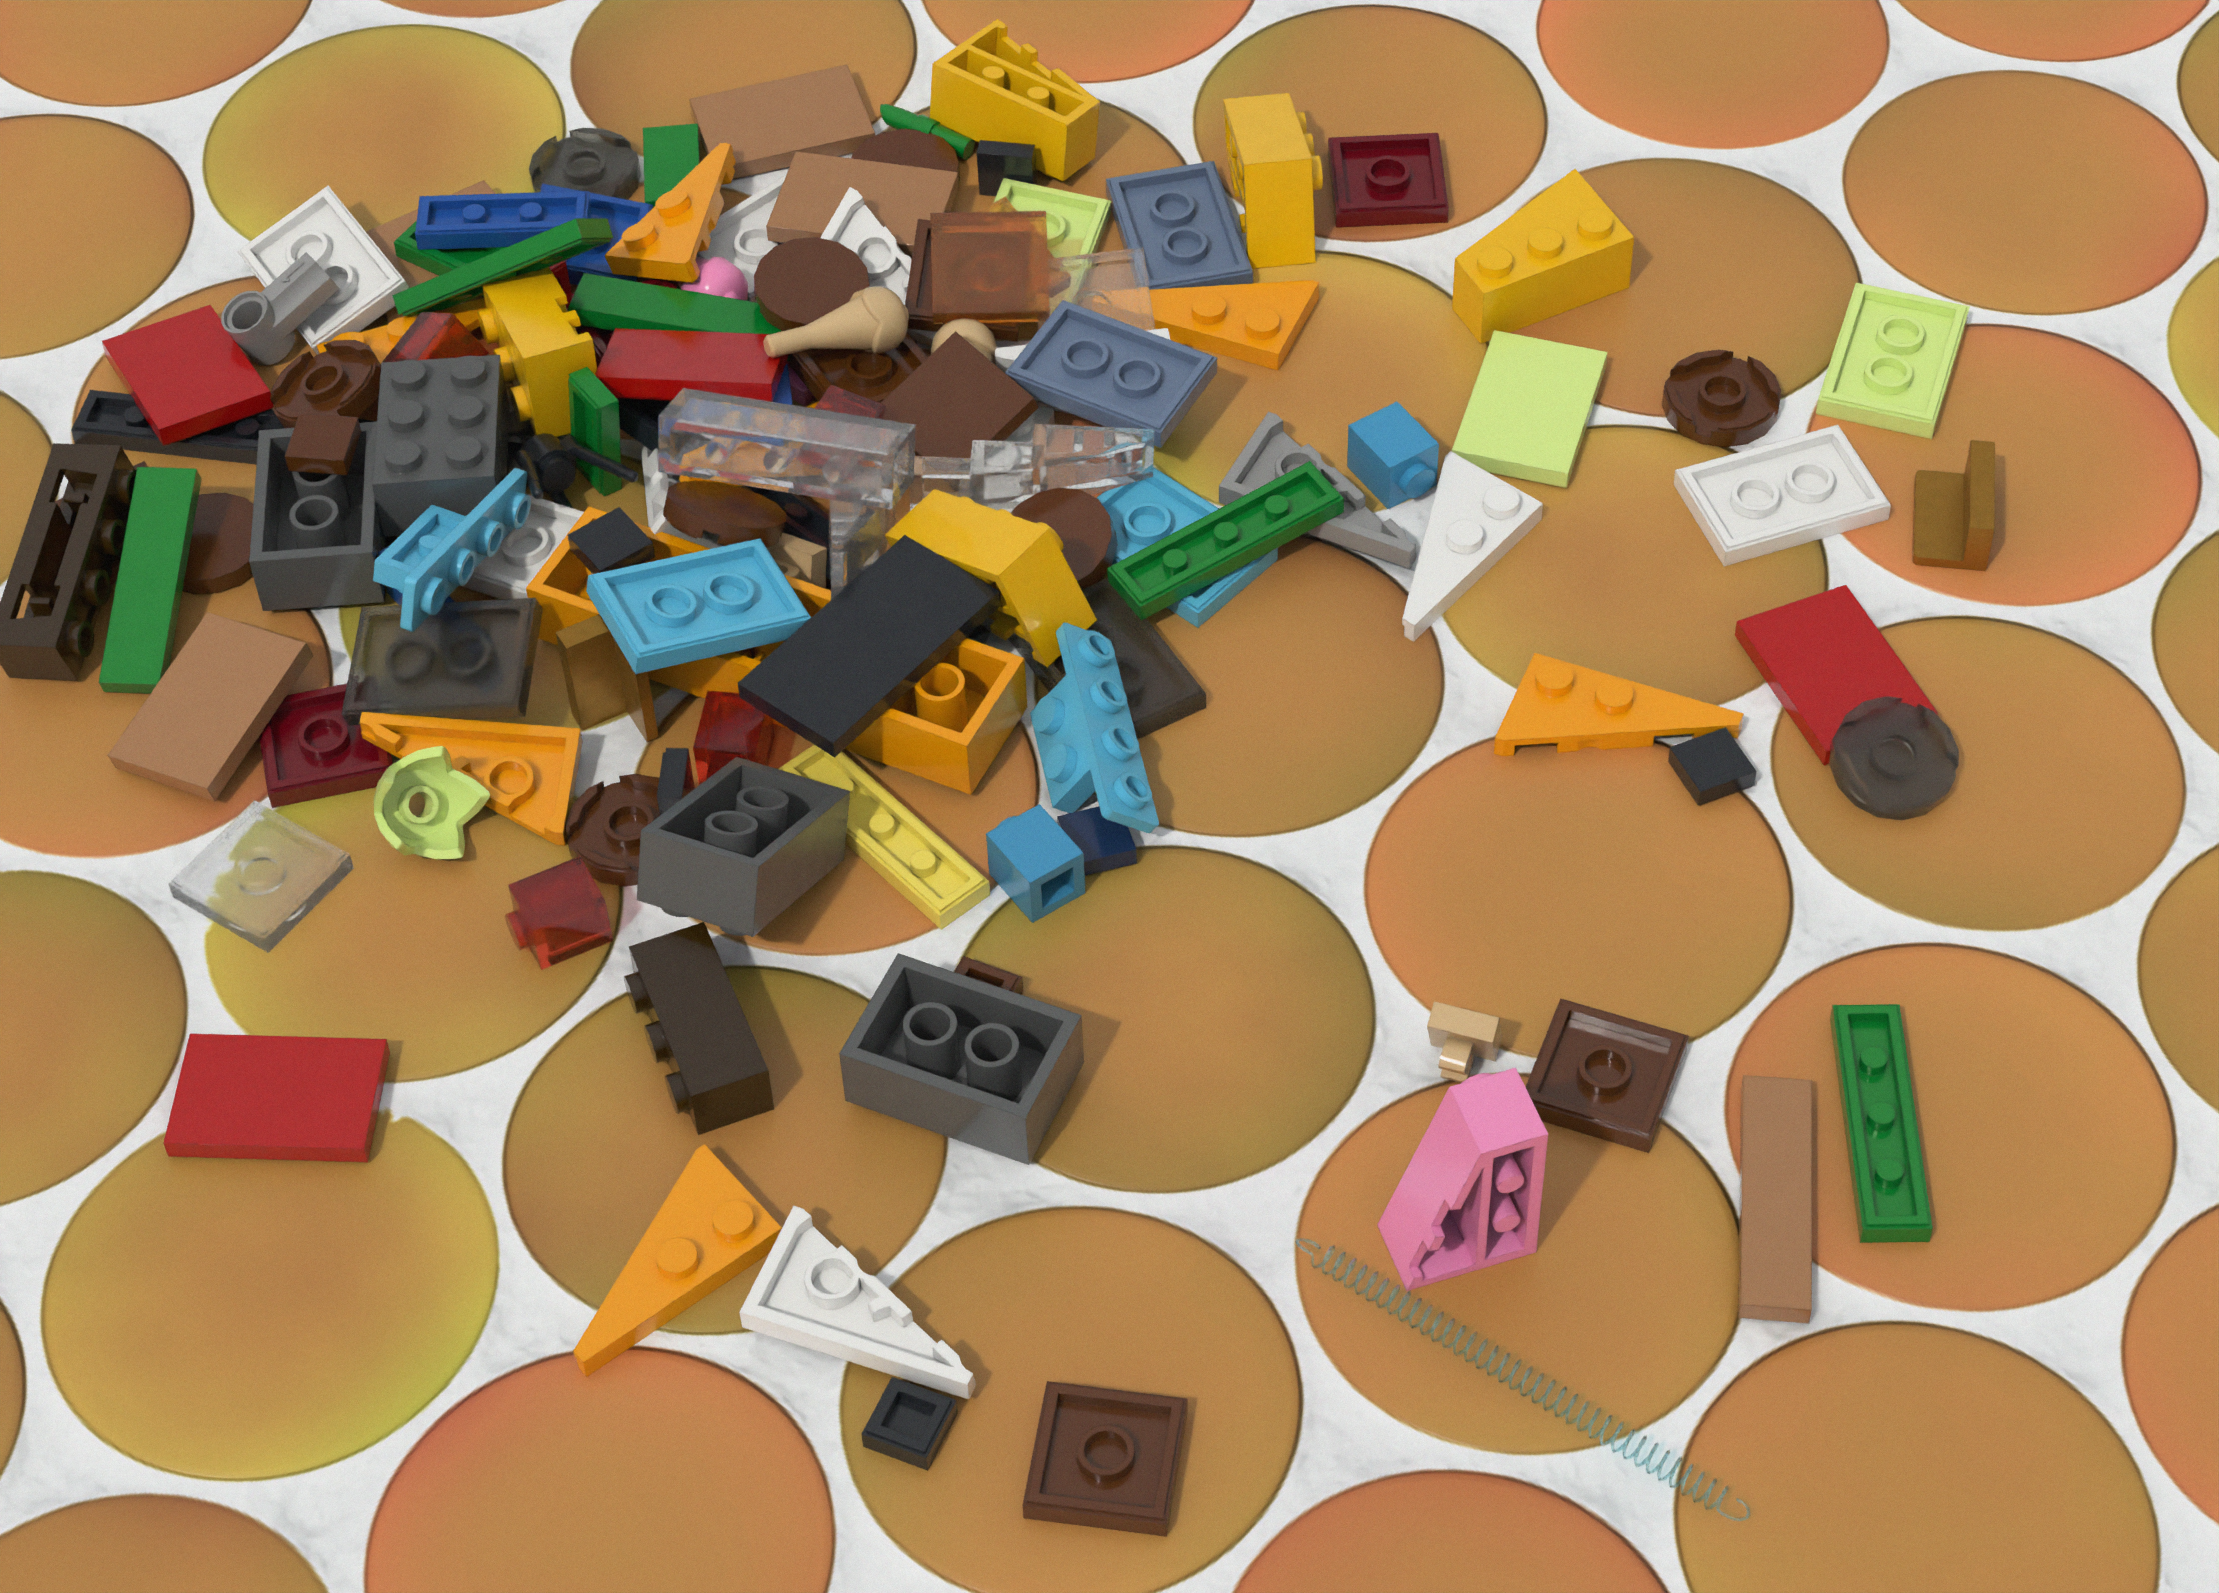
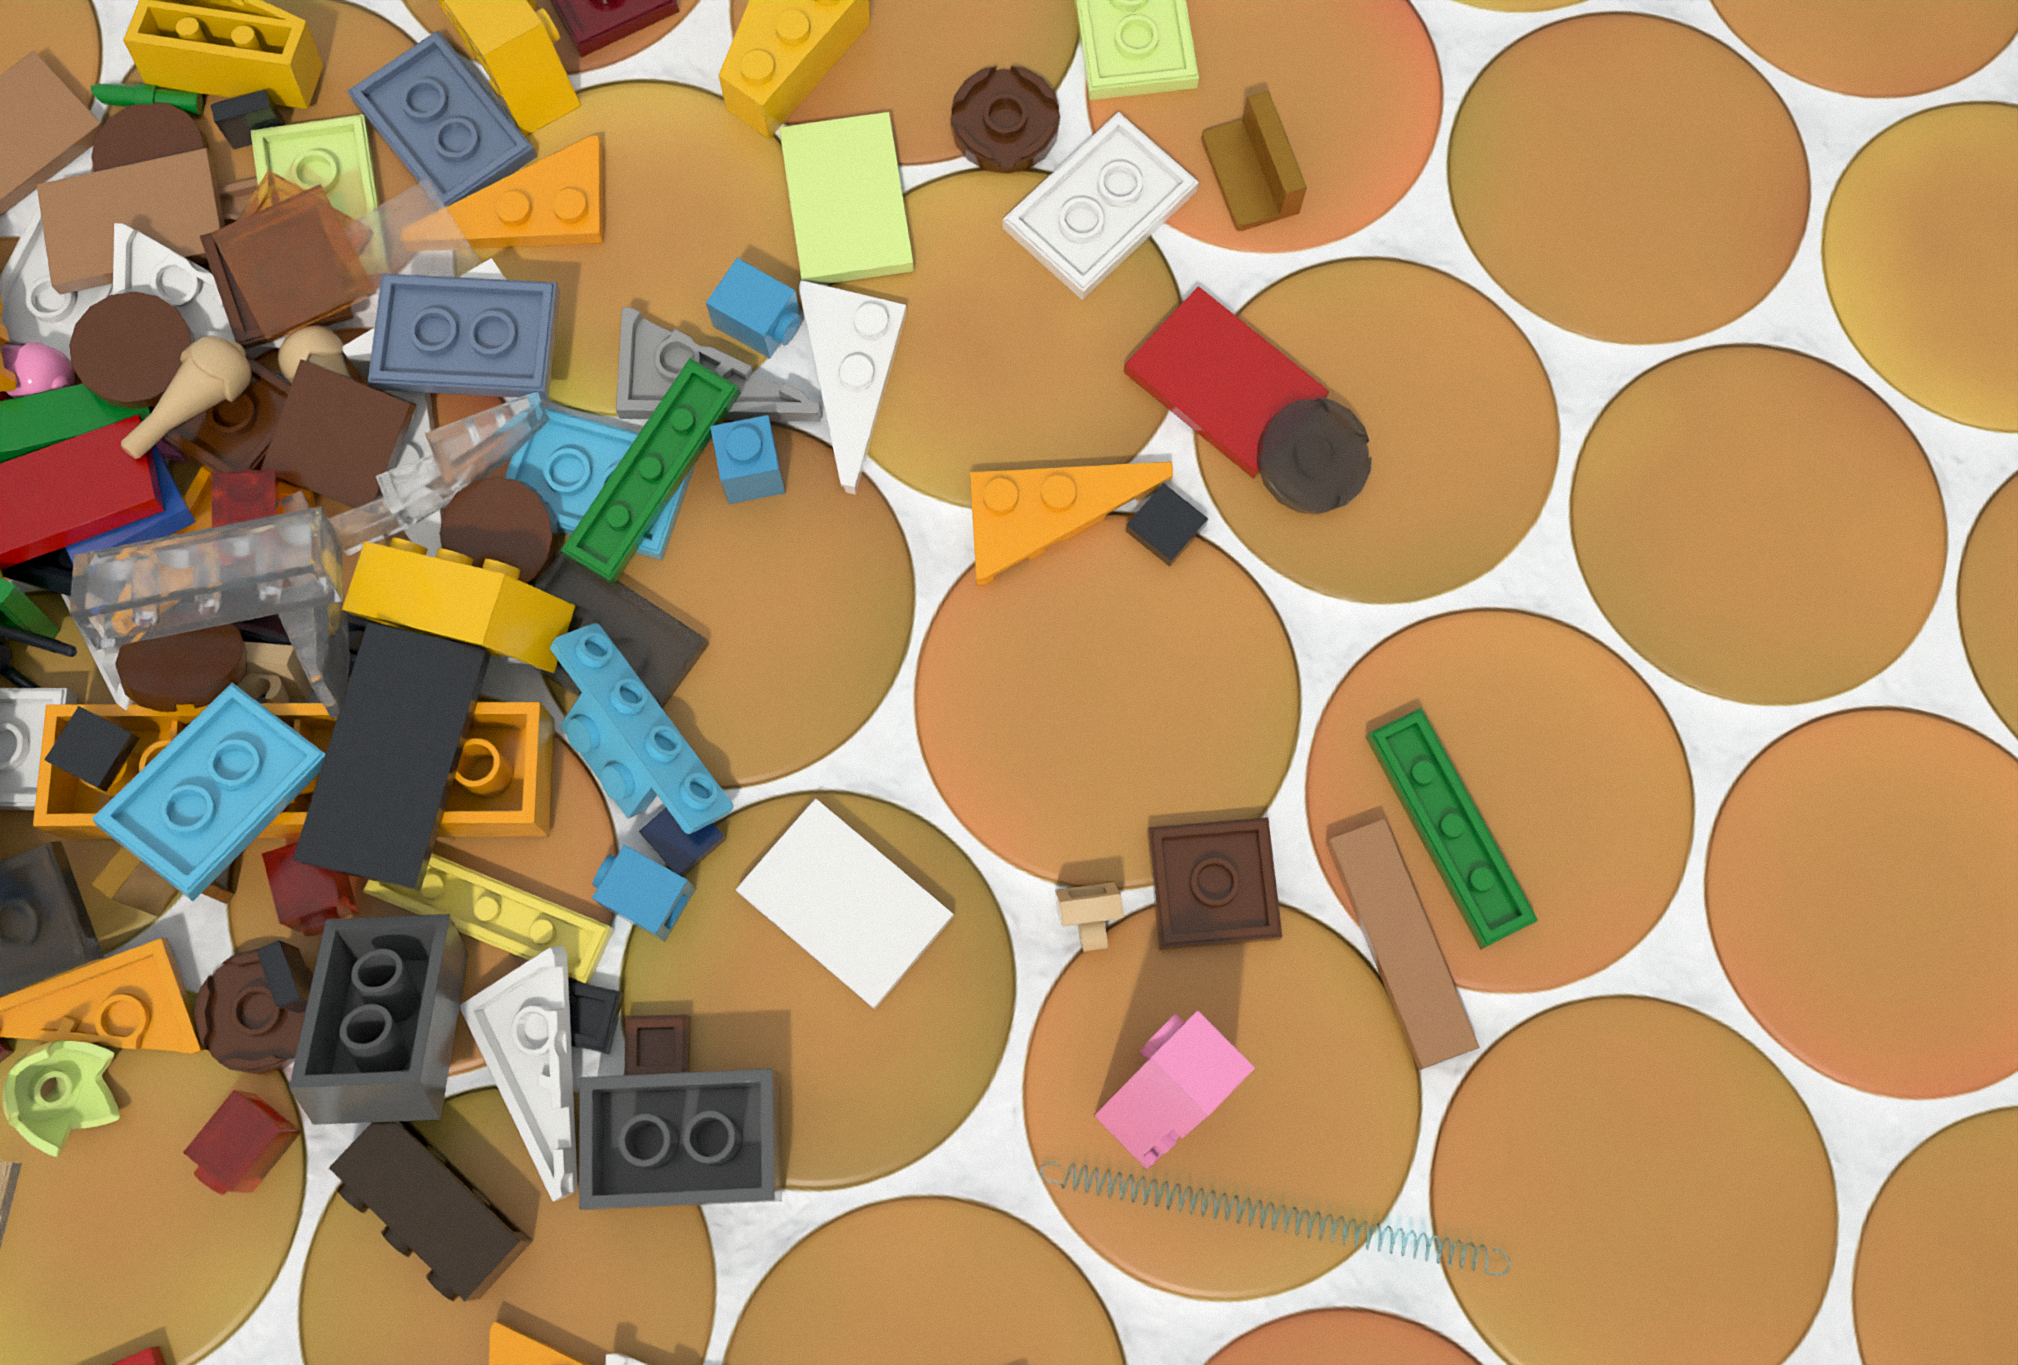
camera: 30 degrees left, 25 degrees up
(857, 934) = (527, 1047): none -> white wing
(927, 939) = (593, 1016): none -> black tile
(1223, 952) = (845, 903): none -> white tile
(1322, 565) = (747, 459): none -> dark azure brick

